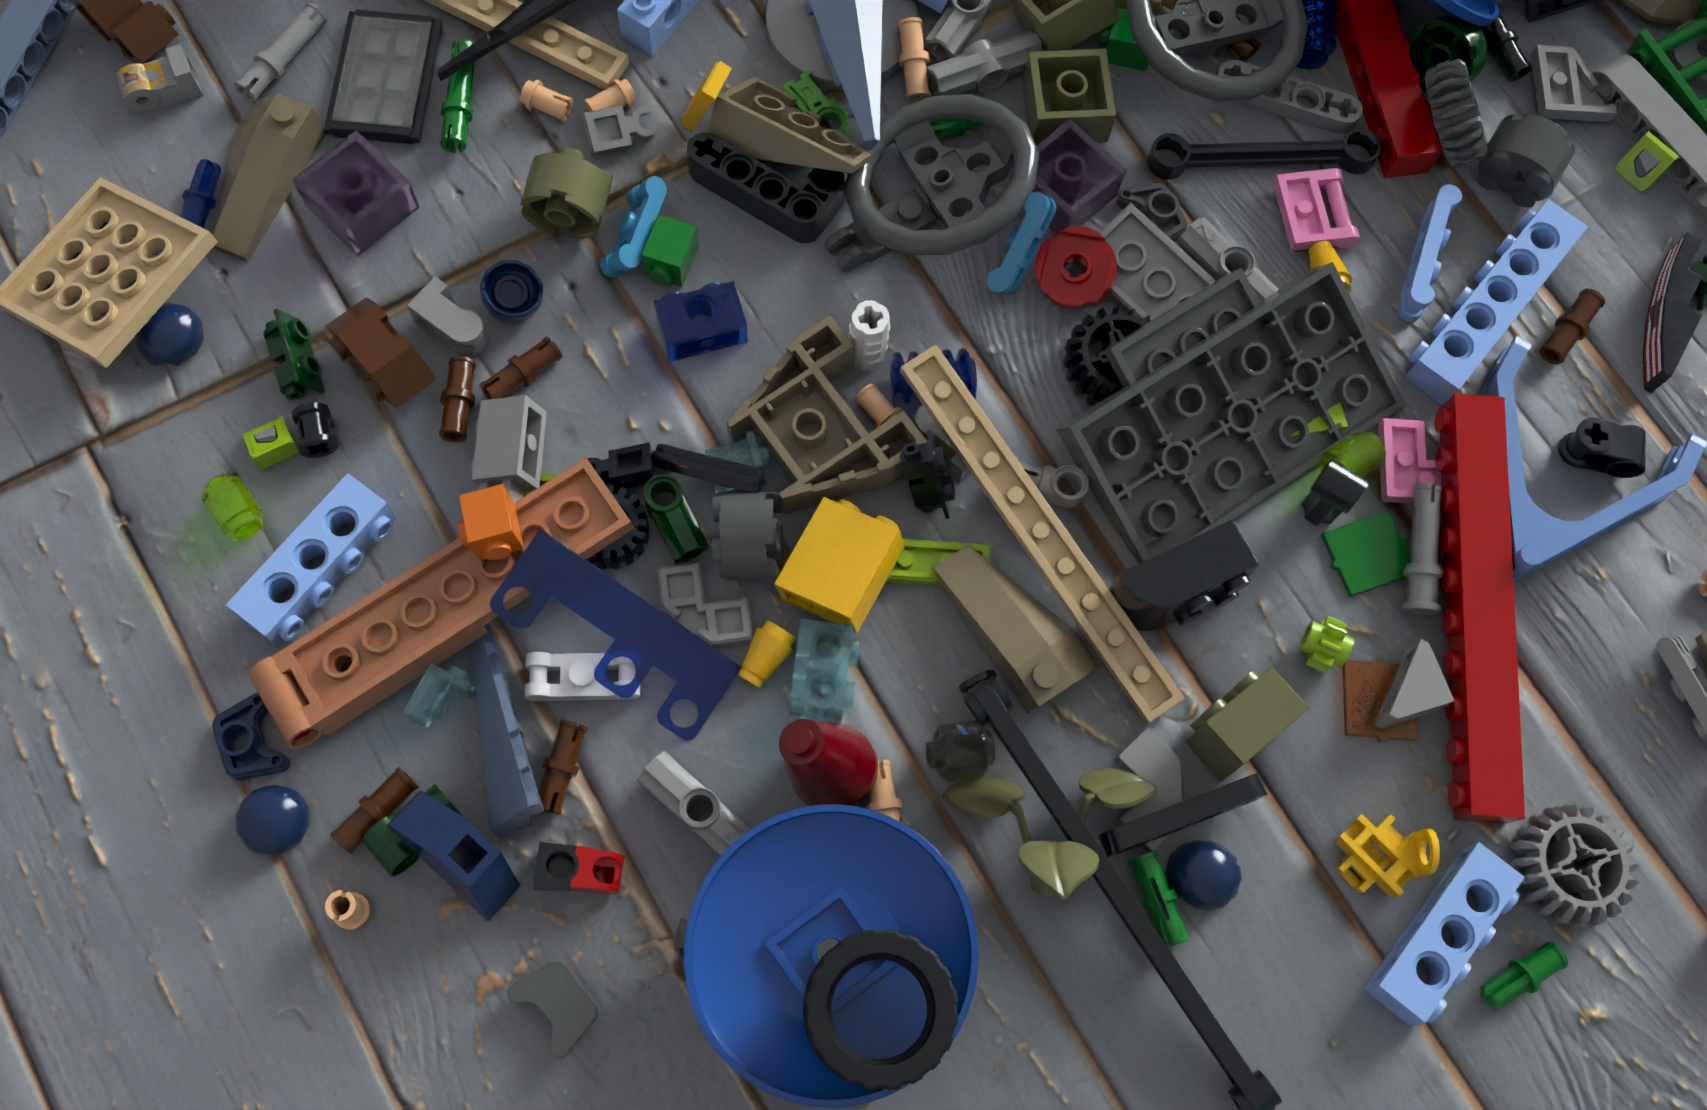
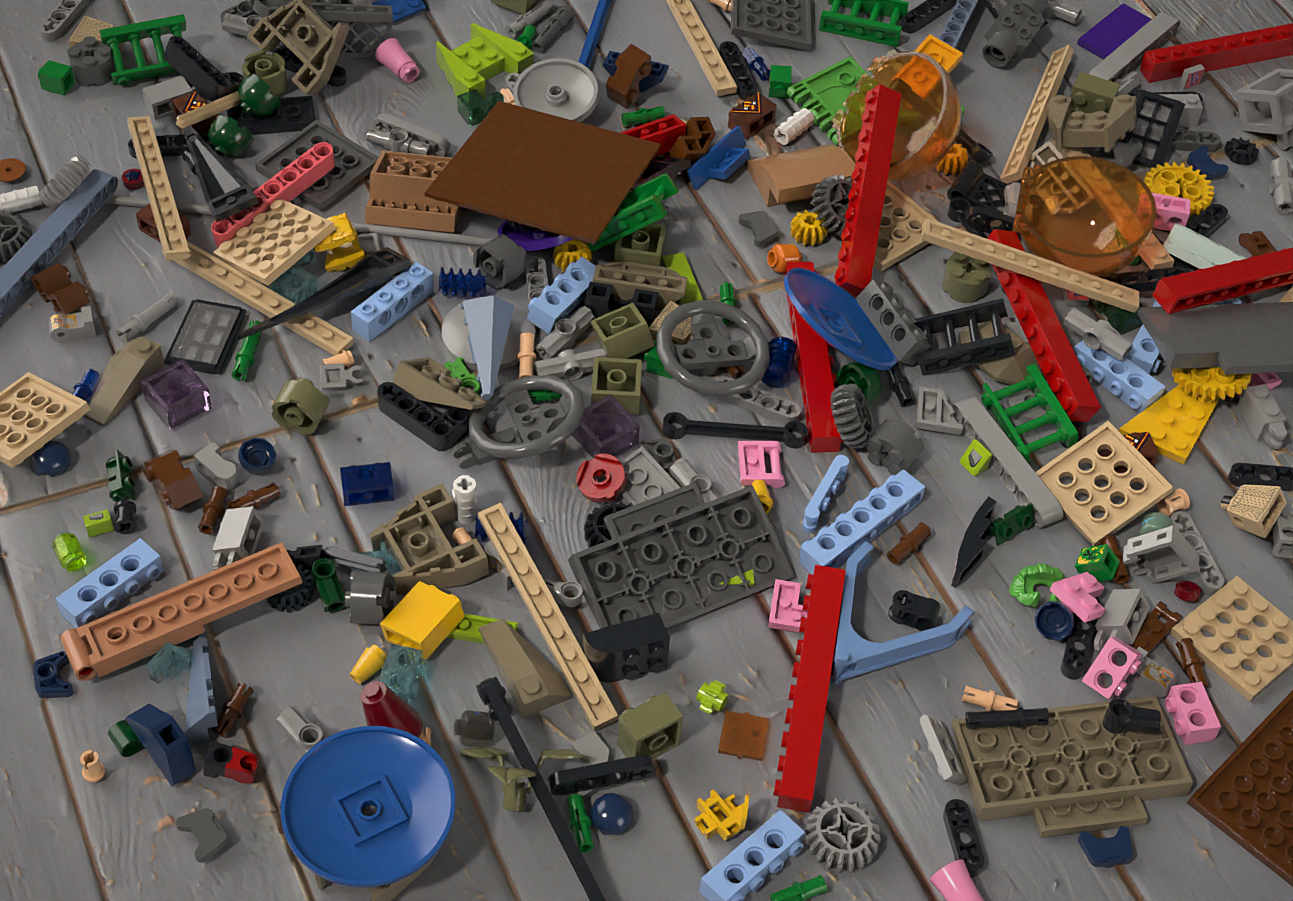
camera: 10 degrees right, 20 degrees down
(272, 820) = (57, 718): dark blue hair -> none
(374, 809) = (101, 730): reddish brown pin -> none
(490, 523) = (218, 566): orange brick -> none
(546, 100) = (299, 358): light nougat pin -> none
(576, 677) = (256, 665): white plate -> none
(635, 226) = (337, 429): dark azure plate -> none
(638, 628) = (293, 637): clear blue piece -> none
(669, 251) = (356, 444): green brick -> none
(705, 95) = (393, 361): yellow tile -> none
(715, 623) = (339, 646): light grey tile -> none
(924, 470) = (485, 567): black hinge -> none
(940, 1016) = (382, 793): black tyre -> none
(1023, 244) = (569, 460): dark azure plate -> none
(1333, 493) = (732, 611): black piece -> none
(1358, 453) = (751, 600): clear neon green brick -> none
(1367, 553) = (754, 655): green piece -> none
(1416, 688) = (761, 728): light grey slope -> none
(1423, 571) = (782, 663): light grey pin -> none

